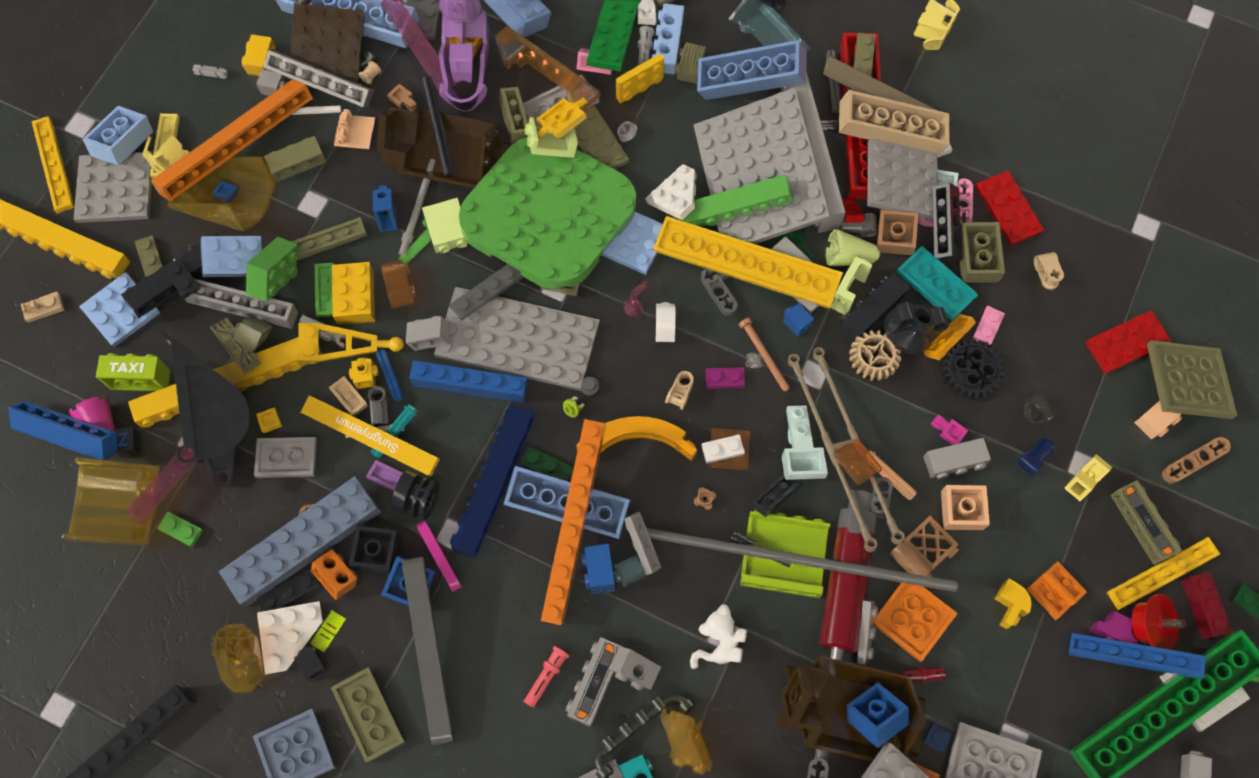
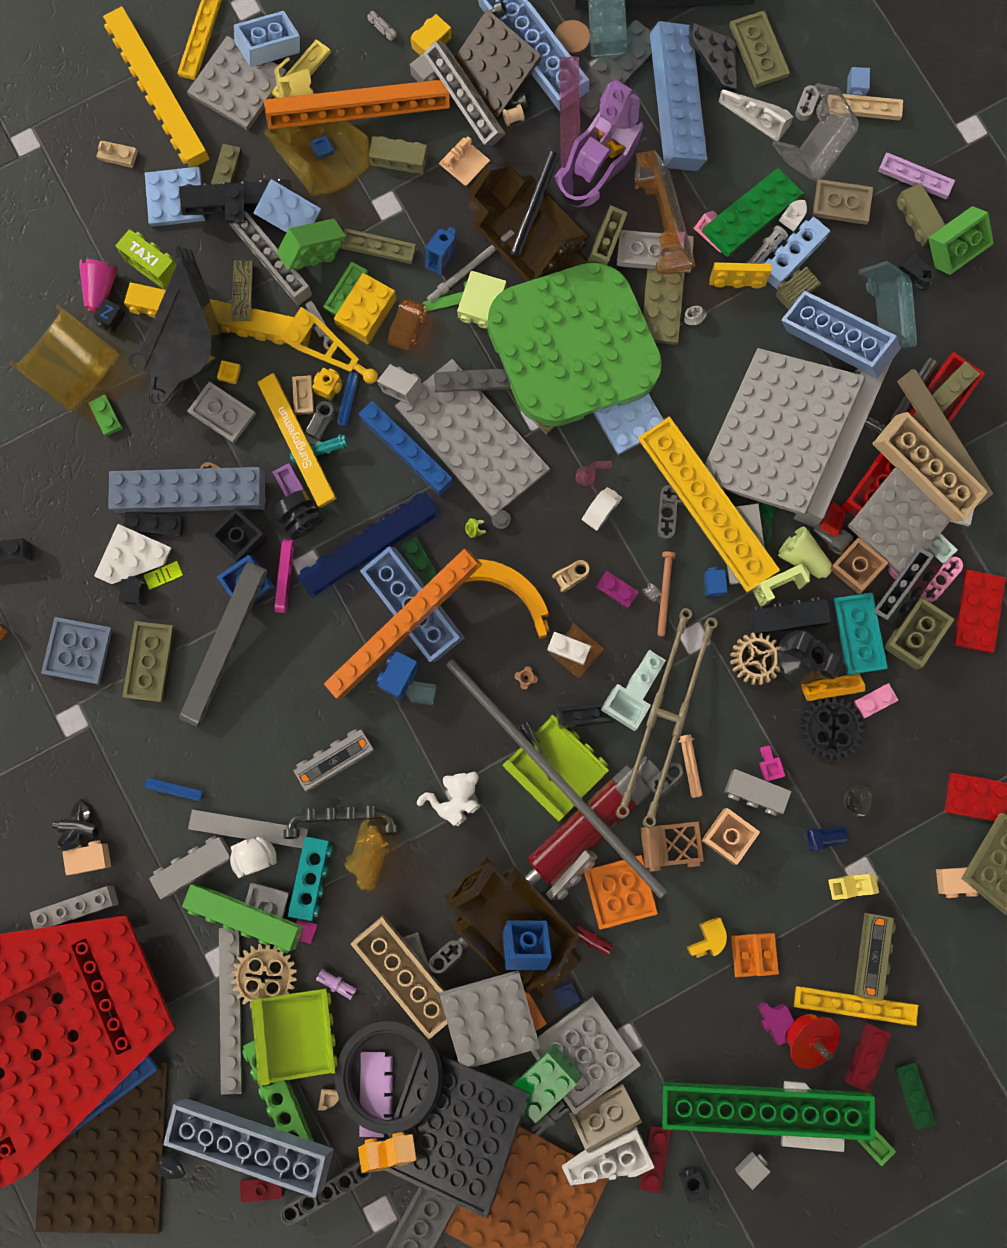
camera: 40 degrees right, 10 degrees up
(63, 430) = (66, 273): blue brick -> none
(160, 486) = (104, 373): clear pink tile -> none
(238, 657) = (81, 549): clear yellow brick -> none
(251, 332) = (261, 288): olive brick -> none
(318, 110) = (449, 122): white bar -> none
(329, 576) = (190, 534): orange brick -> none
(401, 96) = (524, 156): medium nougat plate -> none
(532, 699) = (278, 738): coral pin -> none
(550, 144) = (619, 282): yellowish green panel -> none
(561, 118) = (640, 268): yellow plate -> none
(642, 543) = (447, 679): light grey plate -> none
(645, 670) = (367, 762): light grey brick -> none
(676, 193) = (694, 401): white plate -> none
(741, 201) = (738, 446): bright green brick -> none
(857, 461) = (666, 737): clear orange plate -> none
(1049, 270) = (969, 686): tan piece -> none
(1137, 655) = (774, 1053): blue plate -> none
(1196, 460) = (962, 935): medium nougat beam -> none

